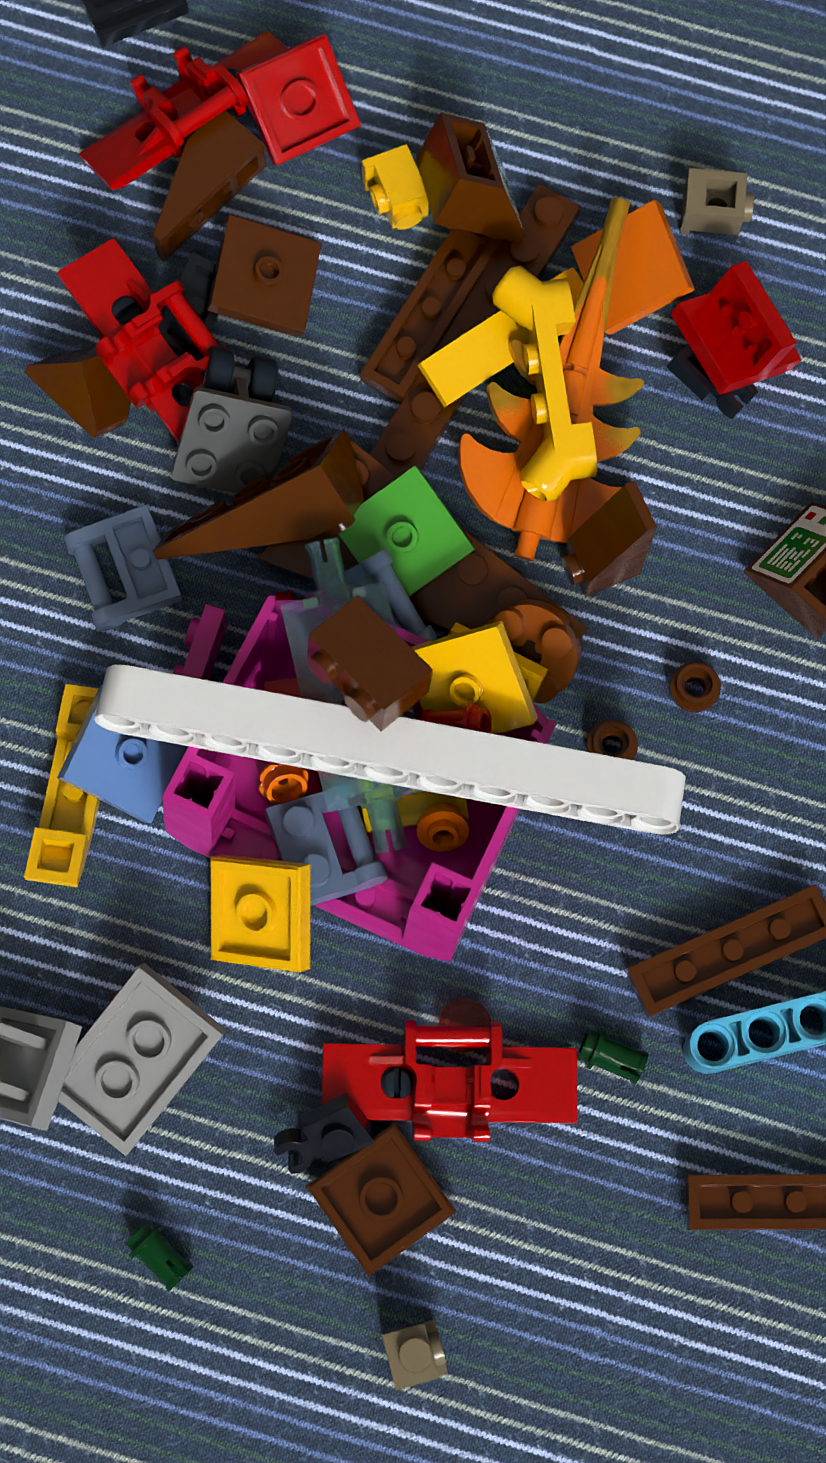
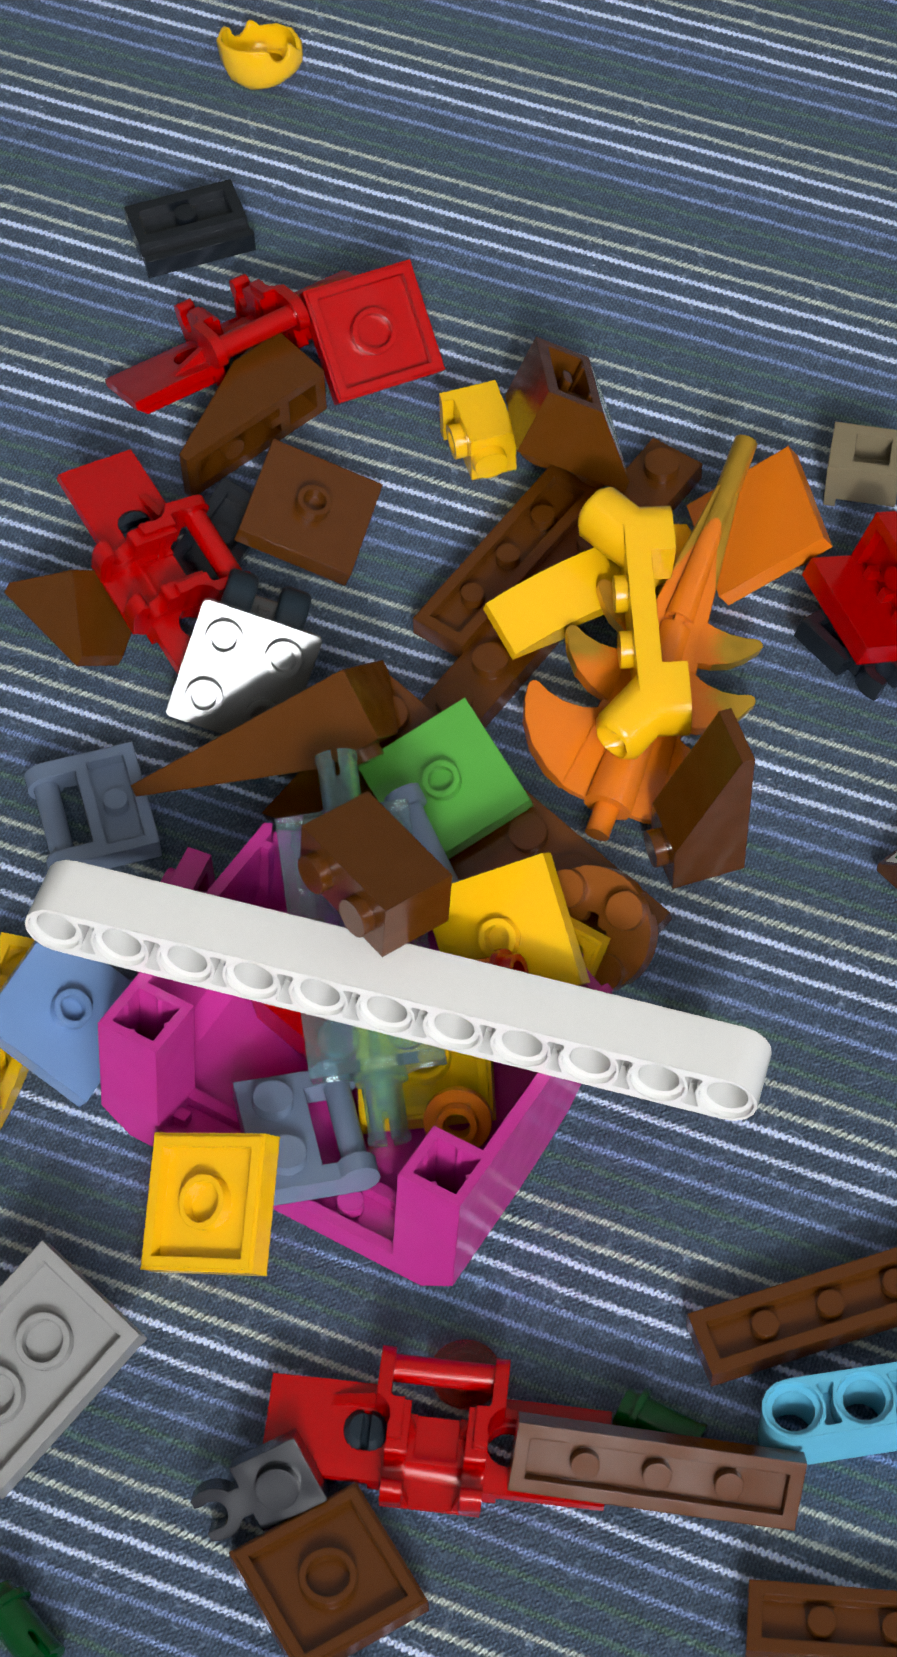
camera: 10 degrees right, 20 degrees down
(283, 782) = (266, 1039): orange plate -> none
(614, 1099) = (656, 1471): none -> reddish brown plate
(695, 672) = (809, 979): reddish brown plate -> none

